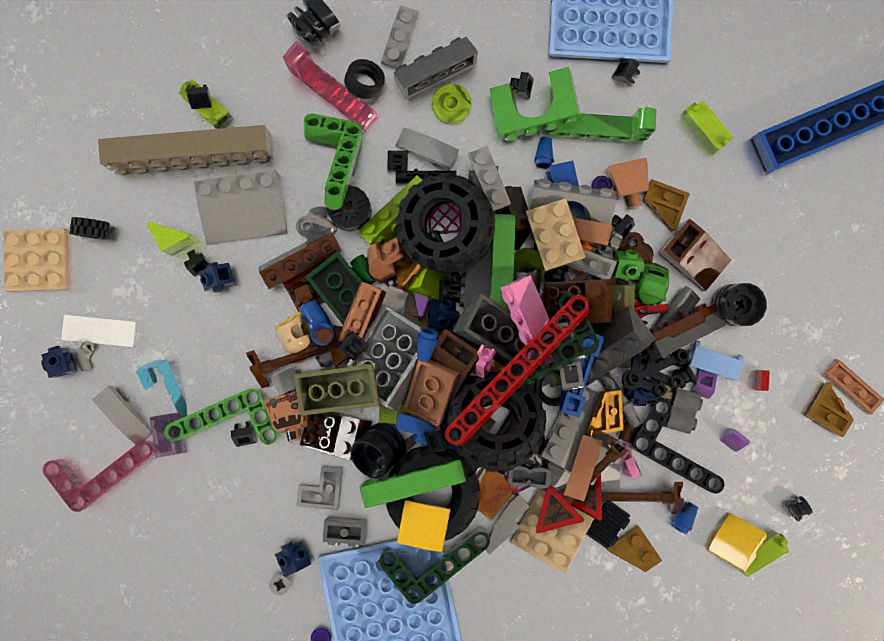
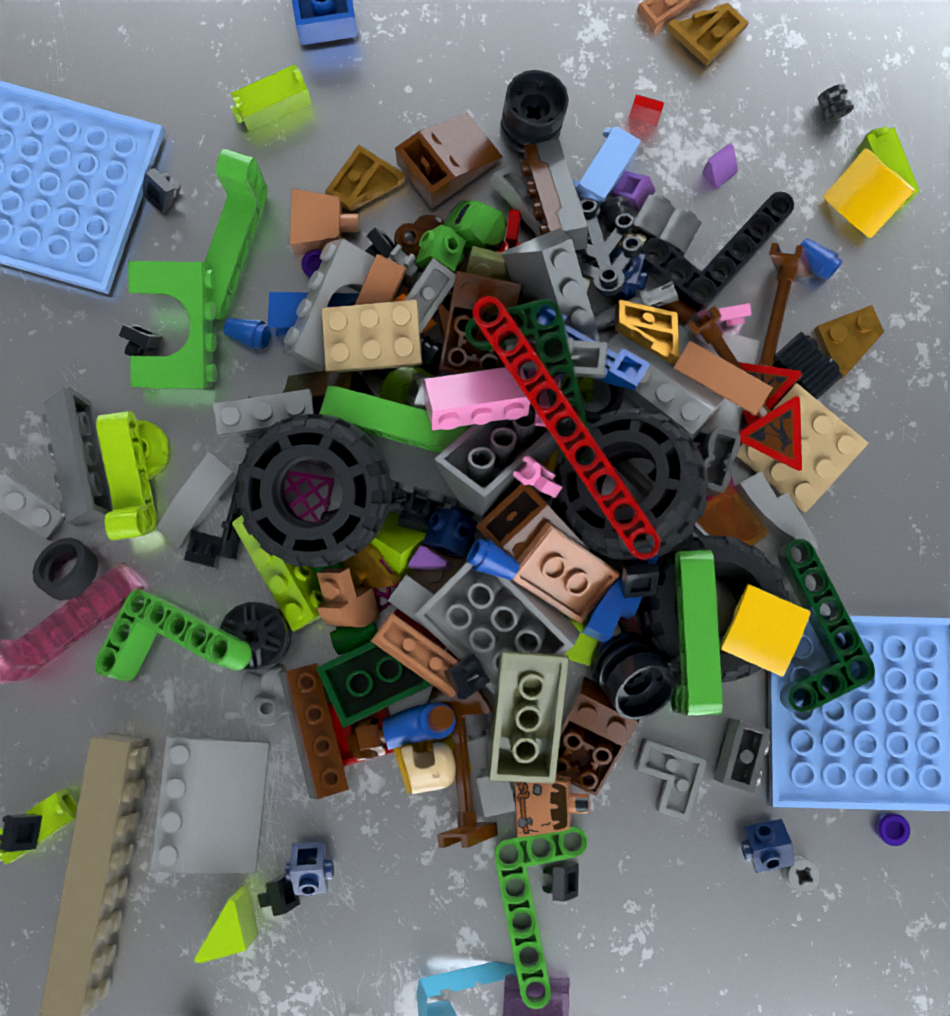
camera: 75 degrees left, 5 degrees down
(430, 102) = (126, 476): none -> lime beam

